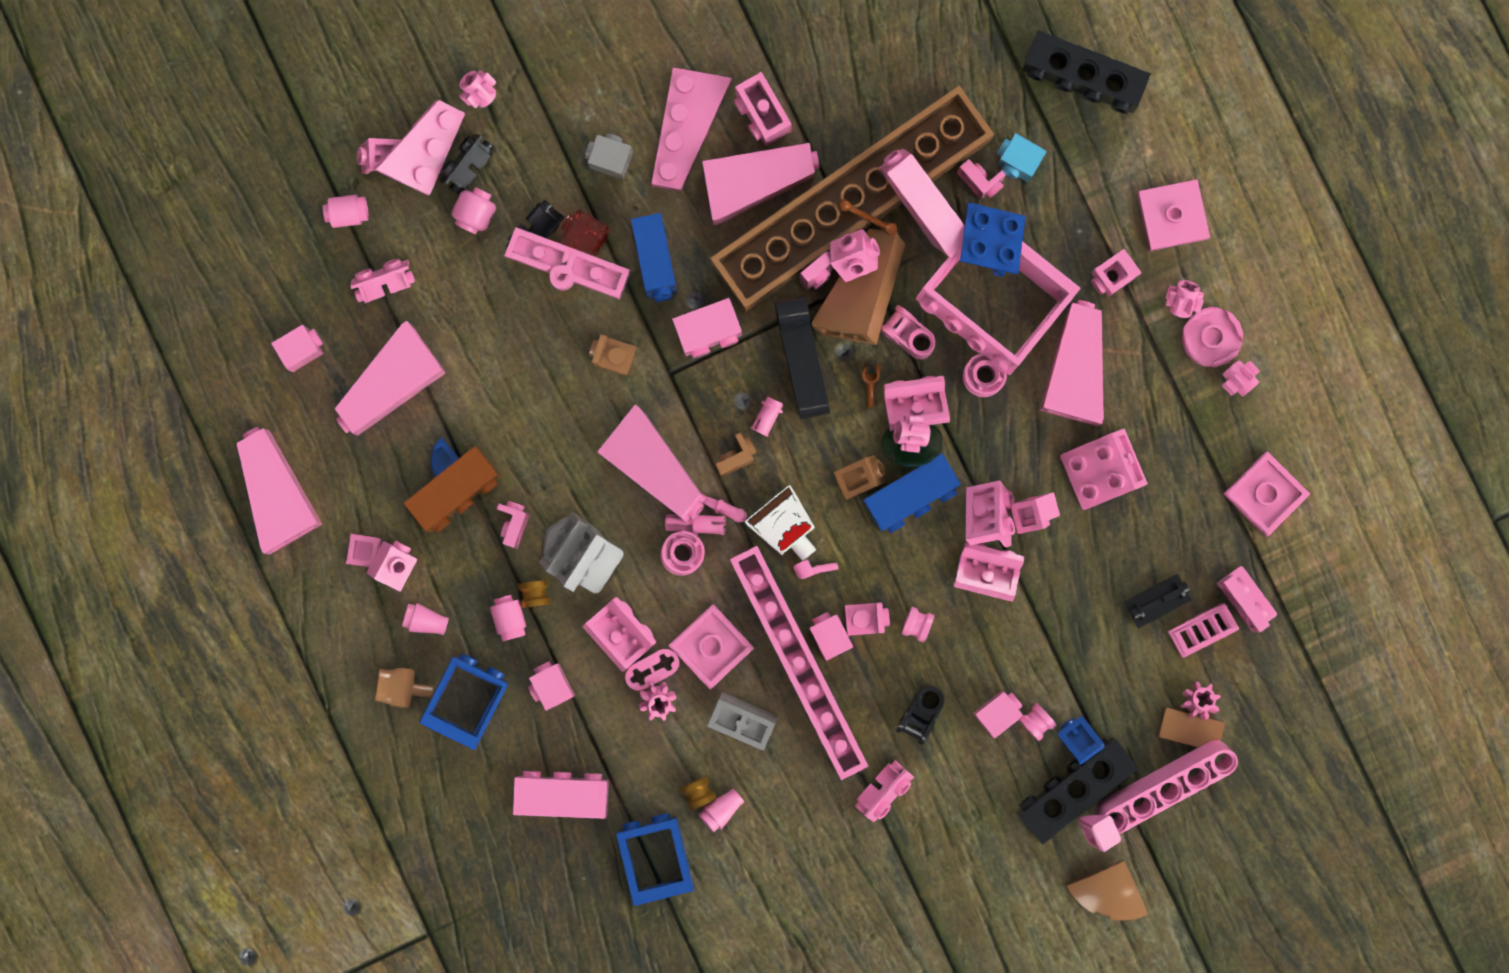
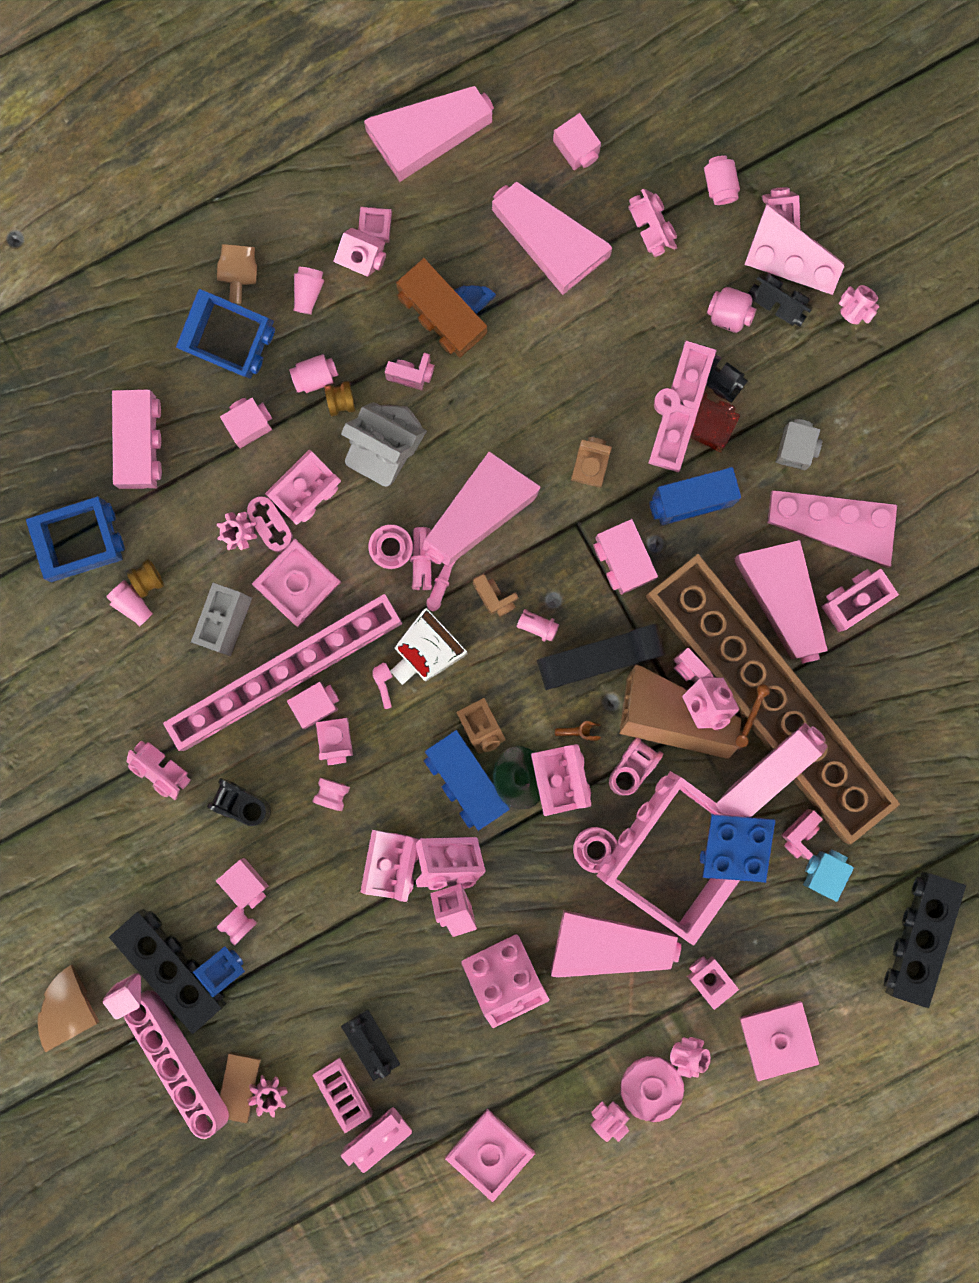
camera: 85 degrees right, 0 degrees up
(911, 433) = (527, 775): bright pink gear -> none

